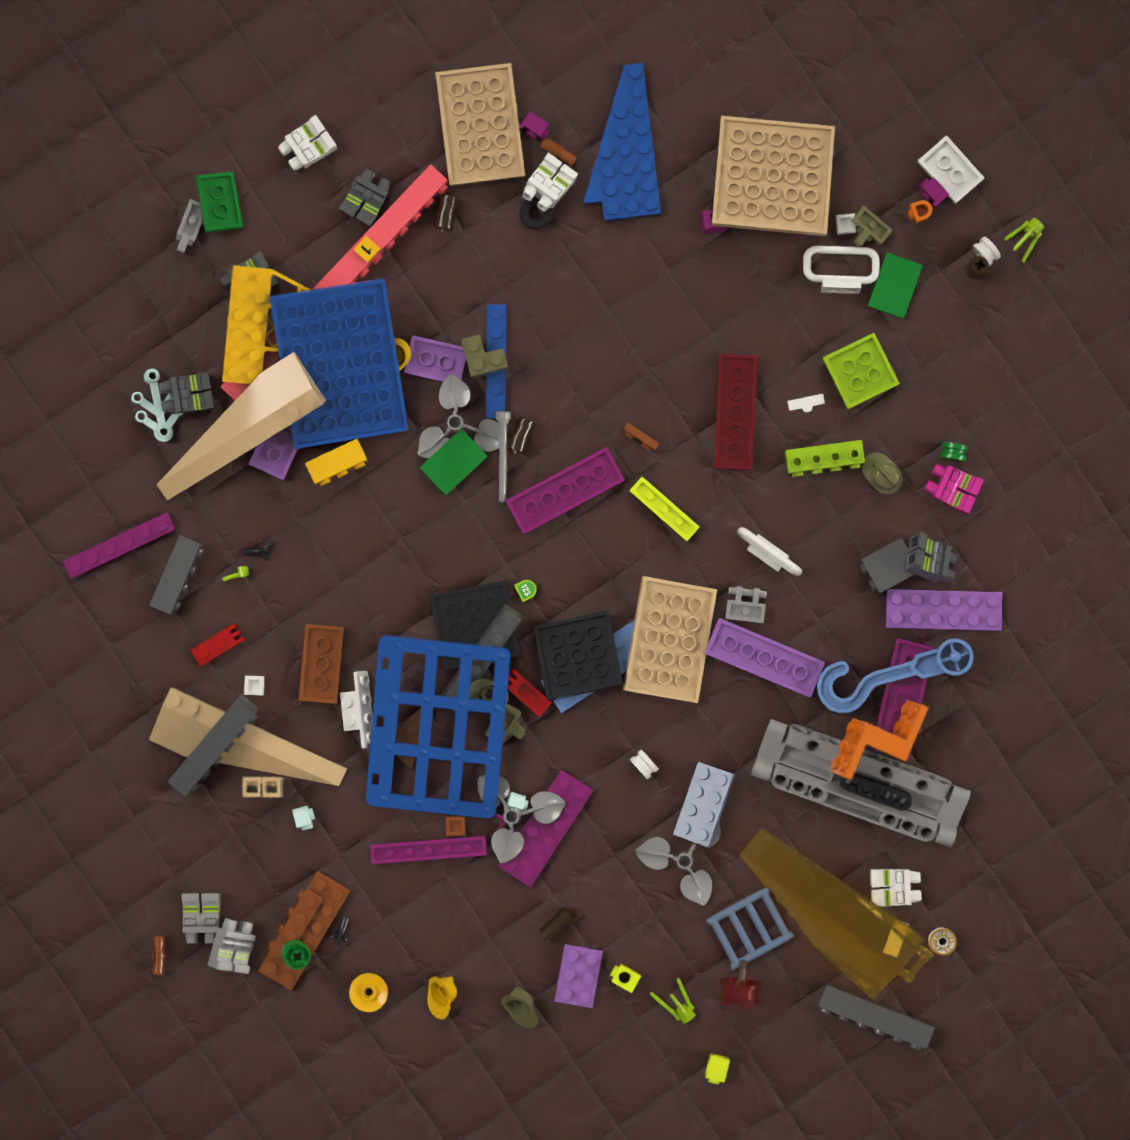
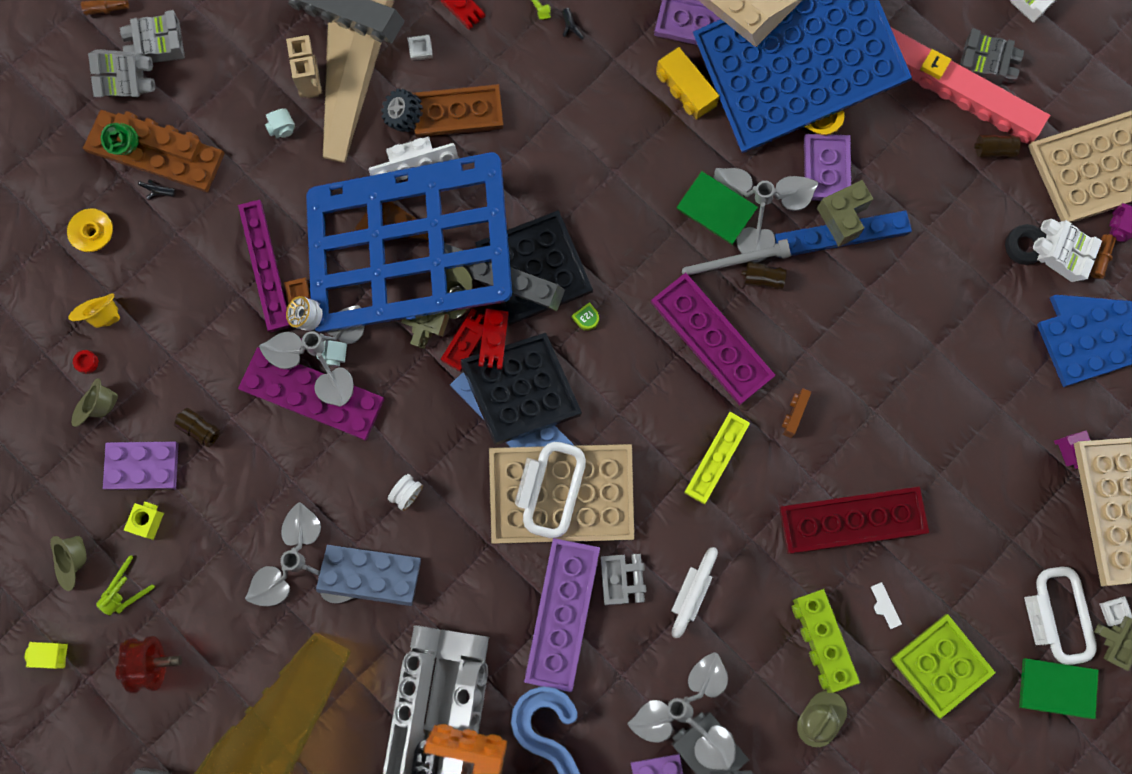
camera: 80 degrees right, 10 degrees down
(319, 716) = (402, 110): none -> black wheel
(481, 828) = (304, 313): none -> white wheel
(481, 1011) = (85, 362): none -> red tile
(533, 670) = (493, 337): none -> red hinge
(644, 1042) = (68, 558): none -> olive piece
(660, 662) = (531, 485): none -> white bar
(747, 903) = (257, 653): sand blue bar -> none
(858, 602) = (653, 720): none -> light grey plant

